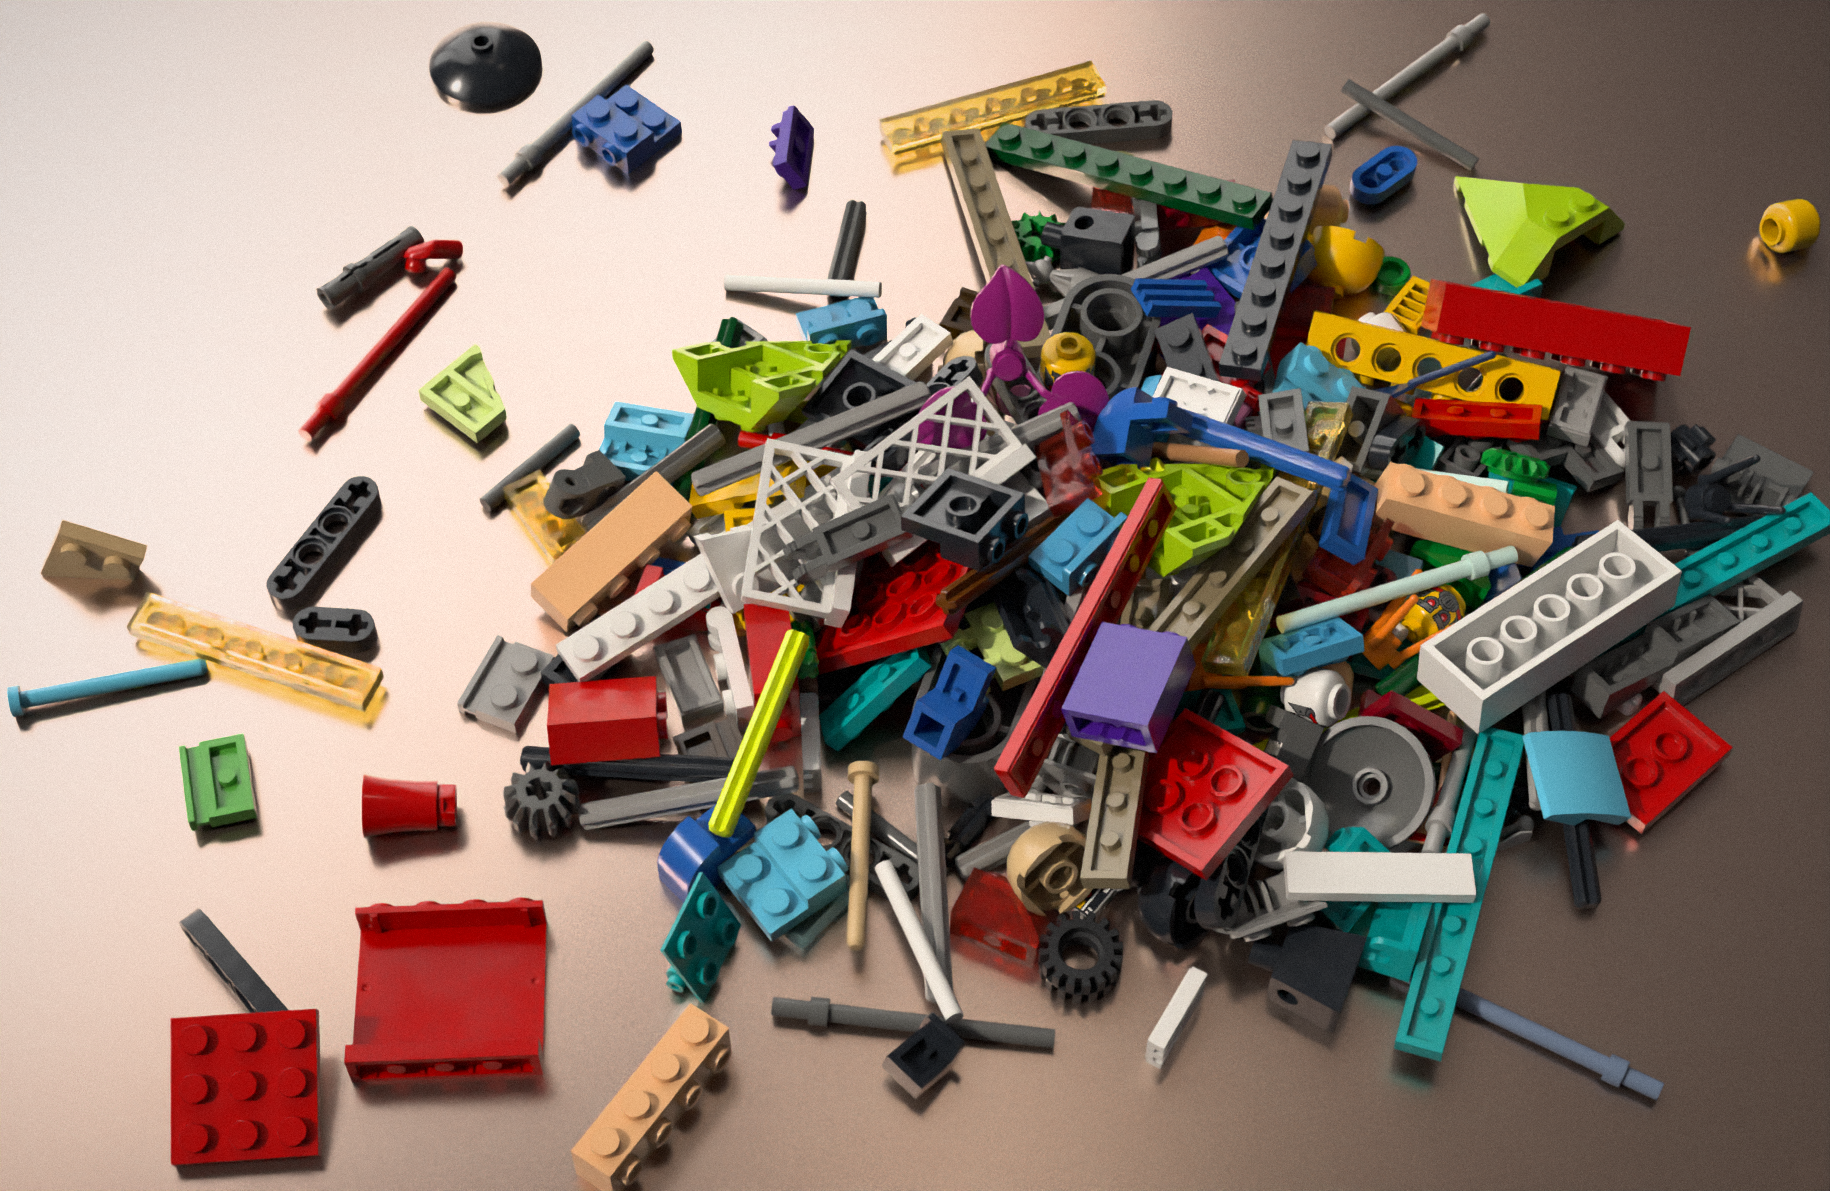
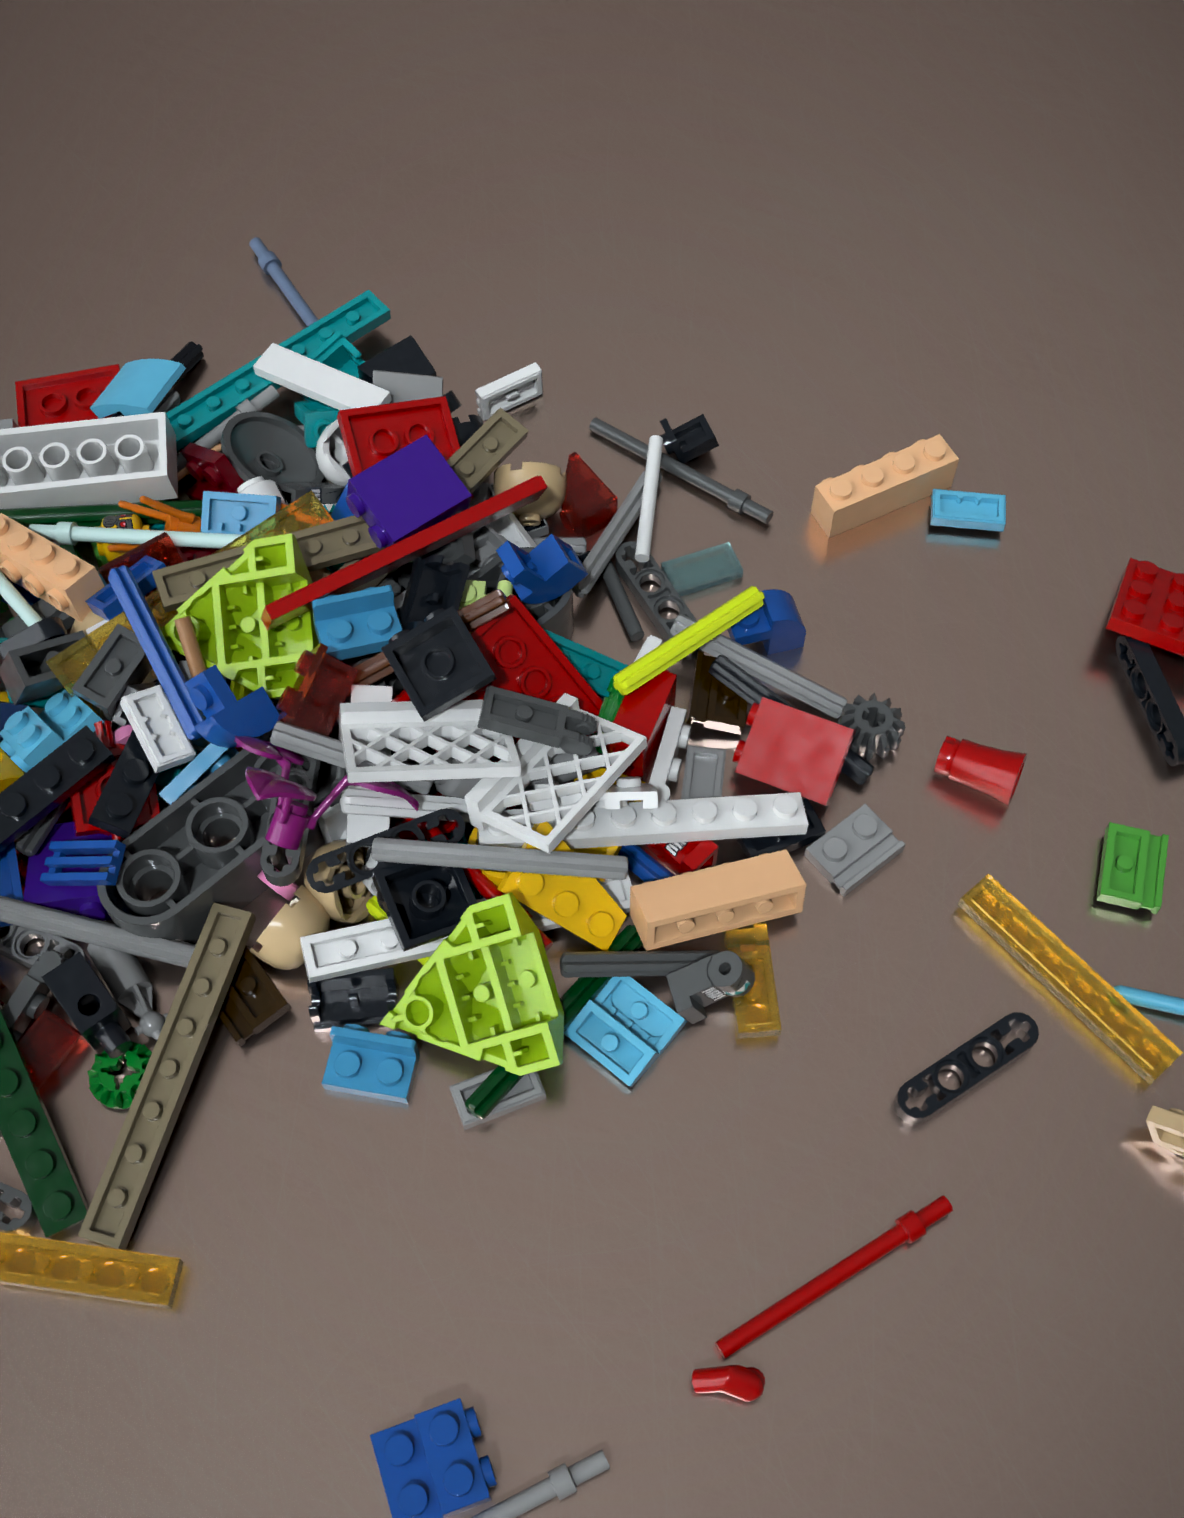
camera: 150 degrees left, 5 degrees up
(336, 629) = (986, 970): black beam -> none
(358, 276) = (804, 1398): dark grey pin -> none
(449, 991) = (999, 621): red panel -> none
(466, 395) = (769, 1165): yellowish green wing -> none
(531, 464) = (741, 1057): dark grey bar -> none
(538, 1128) = (968, 510): none -> medium azure plate
(699, 940) = (804, 566): teal hinge -> none
(785, 874) = (711, 575): medium azure plate -> none
(792, 147) = (289, 1303): dark purple plate -> none
(802, 286) = (381, 1126): white bar -> none
(847, 241) = (307, 1160): dark grey axle -> none
(863, 776) = (617, 625): tan bar -> none
(1065, 354) = (235, 814): yellow head -> none
(1074, 980) = (545, 439): black tyre -> none

